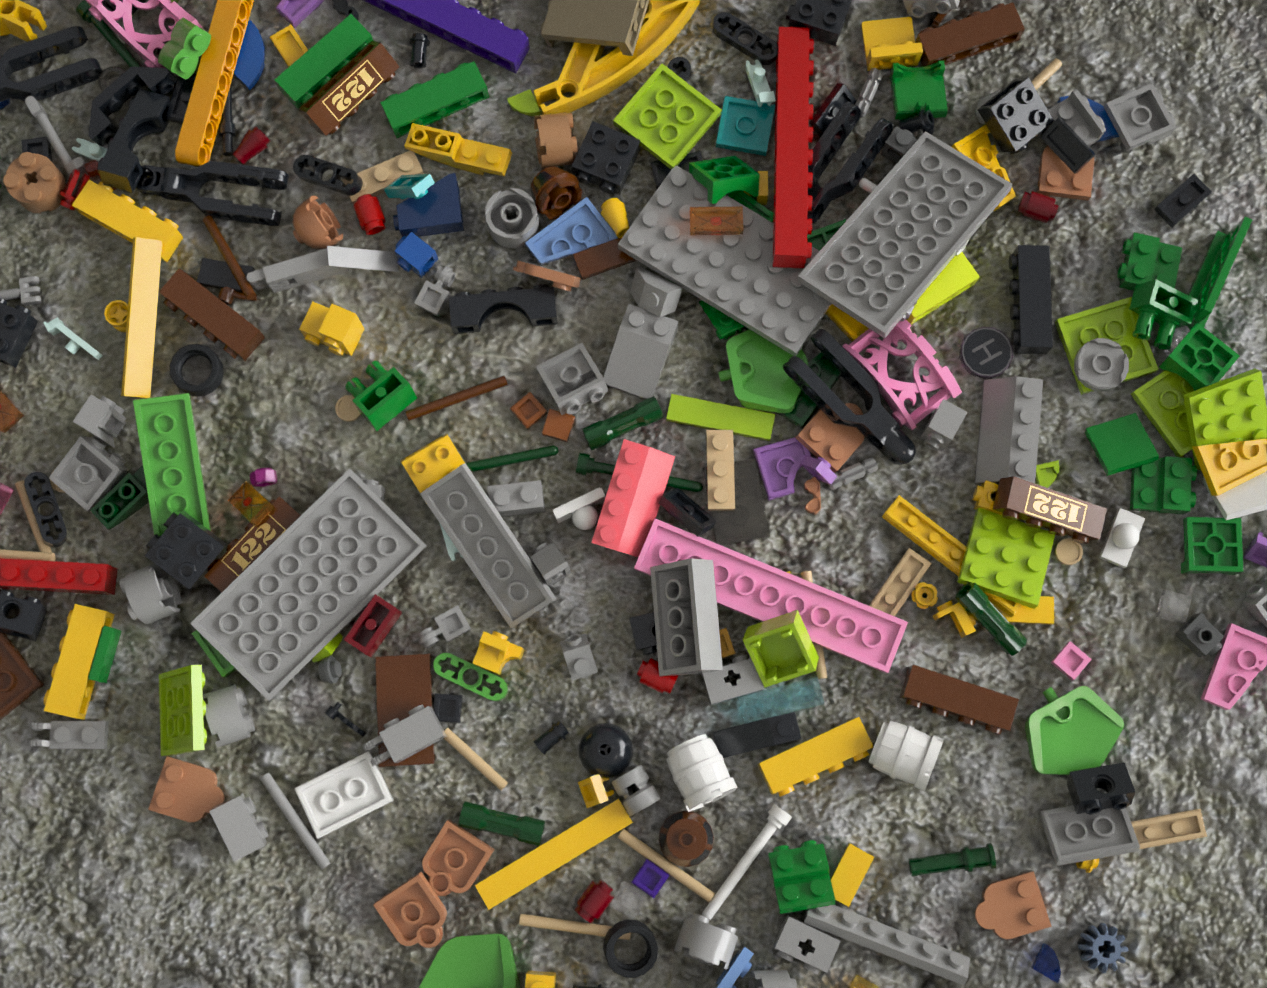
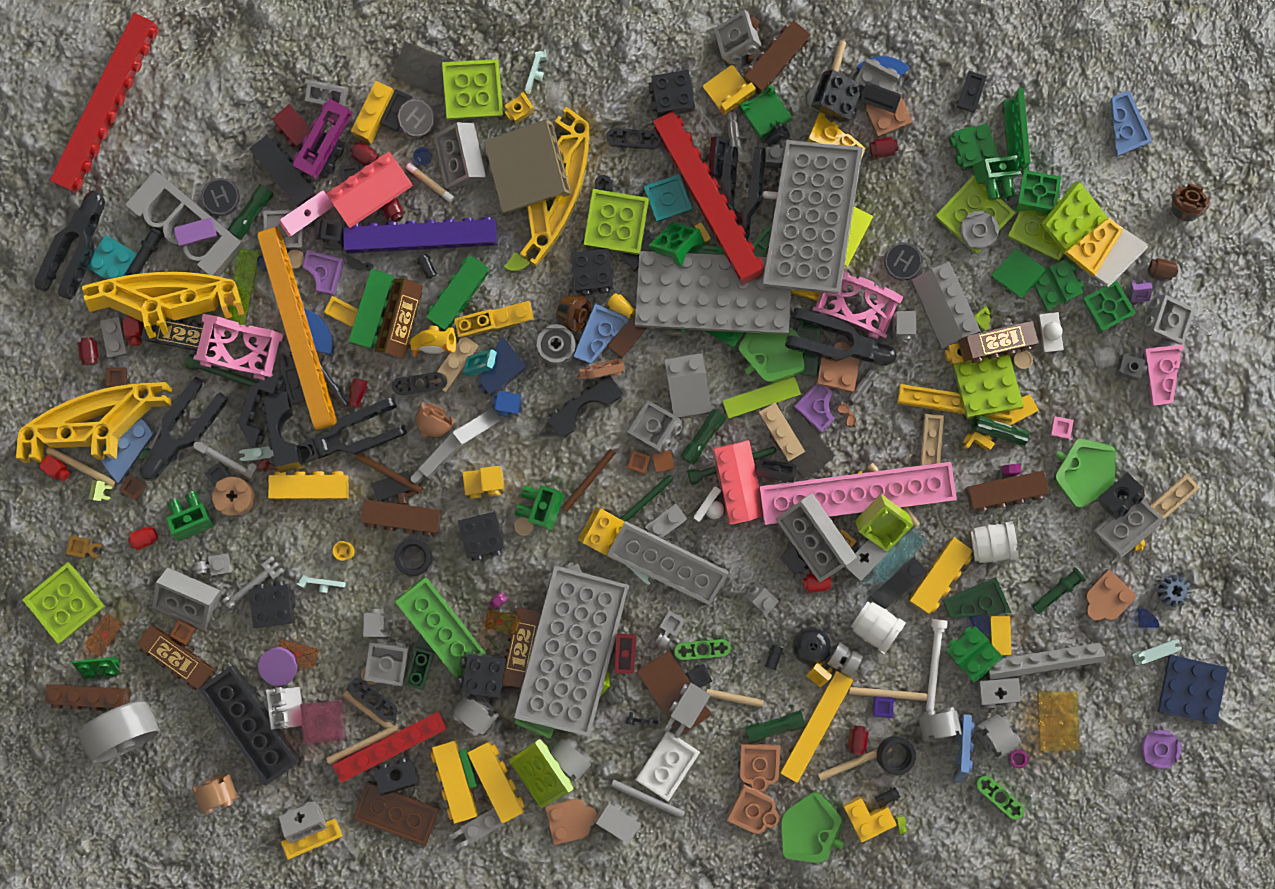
camera: 30 degrees left, 5 degrees up
(67, 193) = (260, 486): red arm -> none
(127, 691) = (495, 781): none -> yellow brick
(141, 317) = (359, 545): yellow tile -> none
(184, 48) = (278, 354): bright green brick -> none
(290, 389) = (481, 536): none -> black brick
(370, 214) = (462, 393): red brick -> none
(373, 135) = (433, 341): none -> yellow animal
(433, 296) = (535, 424): light grey plate -> none
(495, 652) = (709, 625): yellow brick -> none
(550, 563) = (710, 551): light grey slope -> none
(555, 140) = (553, 278): medium nougat brick -> none
(655, 292) = (675, 342): light grey slope -> none
(686, 838) = (891, 671): reddish brown cone -> none
(716, 220) = (689, 275): clear orange tile -> none
(759, 83) = (661, 165): light aqua piece -> none
(819, 468) = (842, 395): medium lavender plate -> none
(834, 845) = (982, 622): none -> clear blue tile
(844, 814) = (980, 599): none -> dark green wing
(931, 592) = (954, 434): yellow plate -> none
(978, 676) = (1011, 470): none -> magenta tile
(1031, 299) = (912, 211): black brick -> none
(1140, 117) = (915, 52): light grey plate -> none

